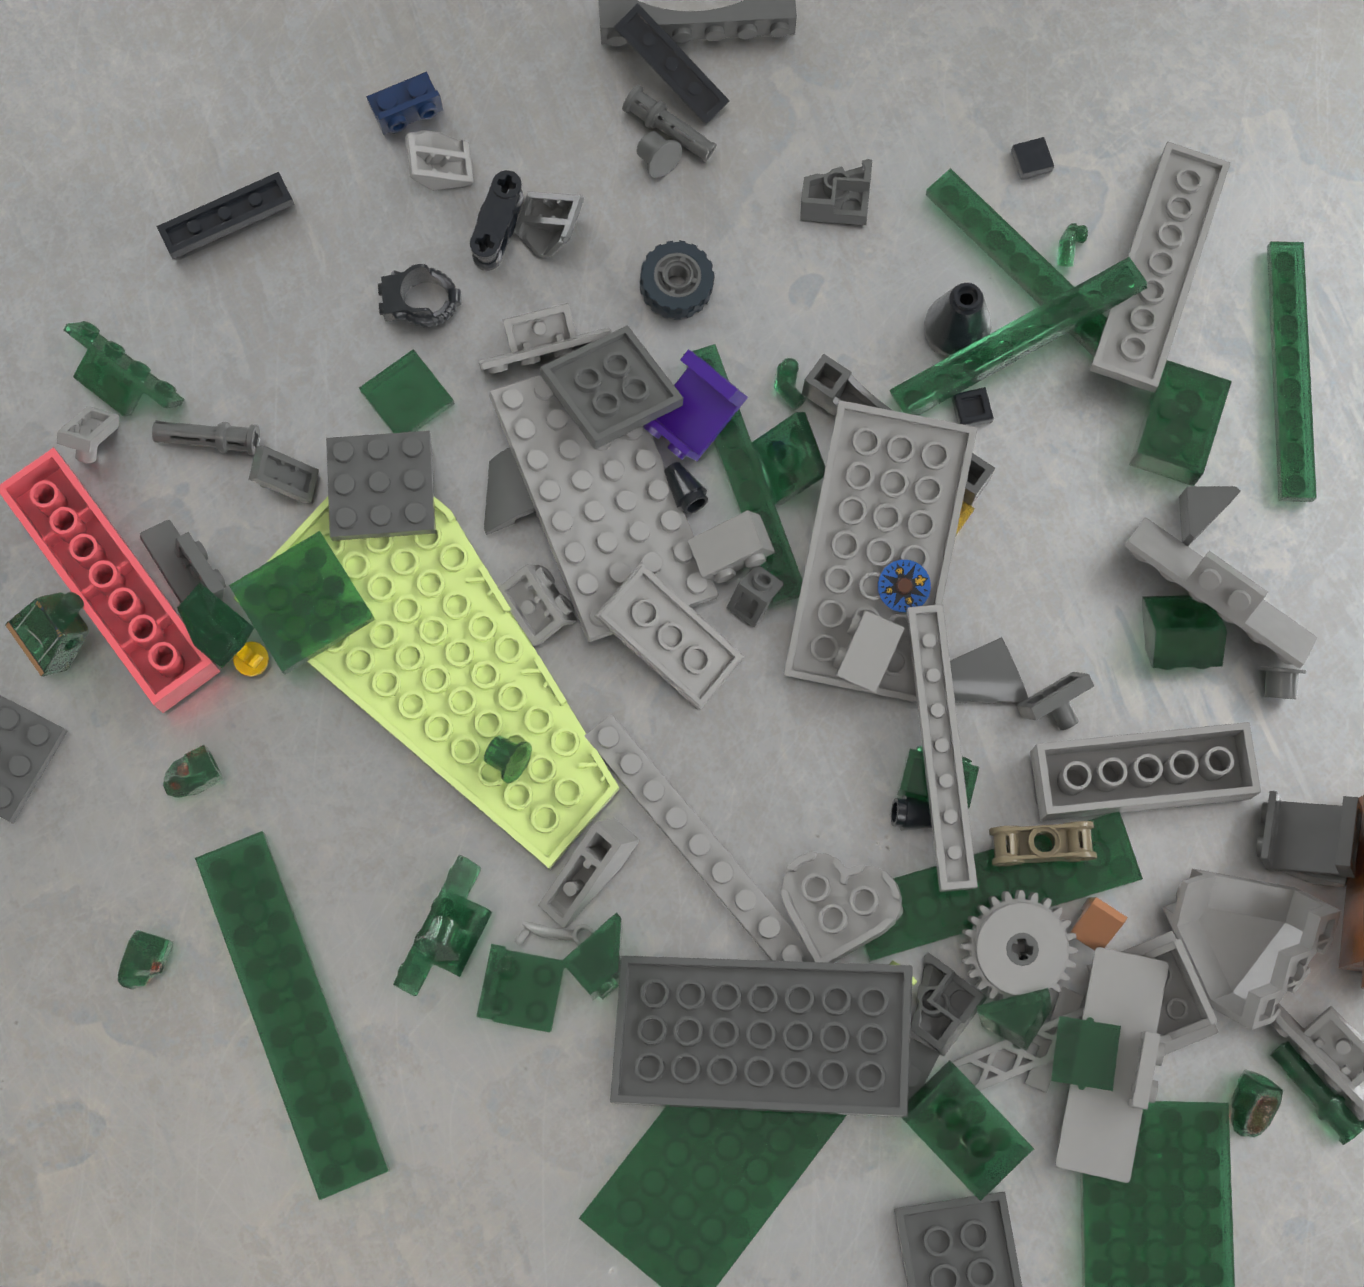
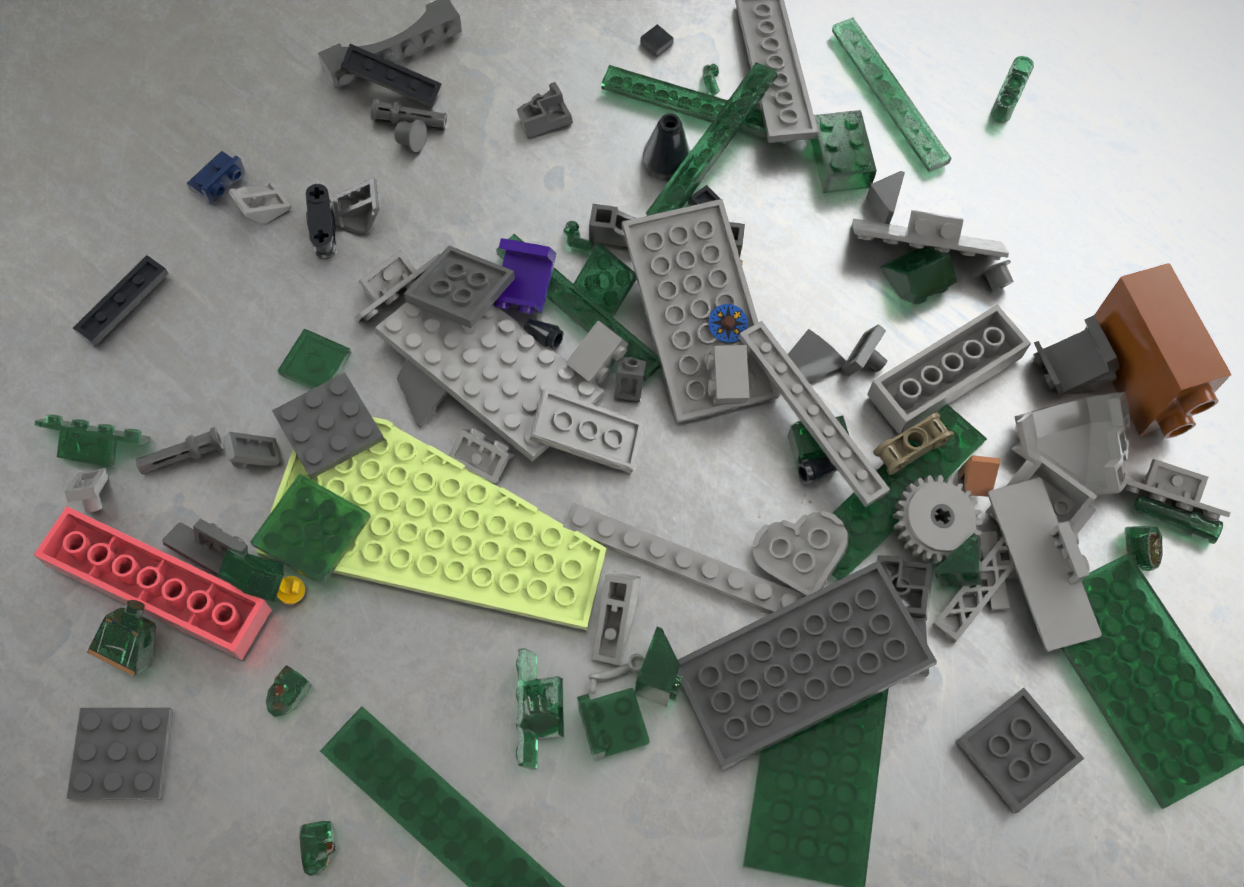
camera: 30 degrees left, 10 degrees down
(394, 290) = (275, 304): black piece -> none
(508, 757) = (518, 562): clear green piece -> none
(676, 260) = (465, 193): black wheel -> none
(966, 1130) = (977, 657): clear green brick -> none
(1085, 1053) = (1023, 564): clear green piece -> none

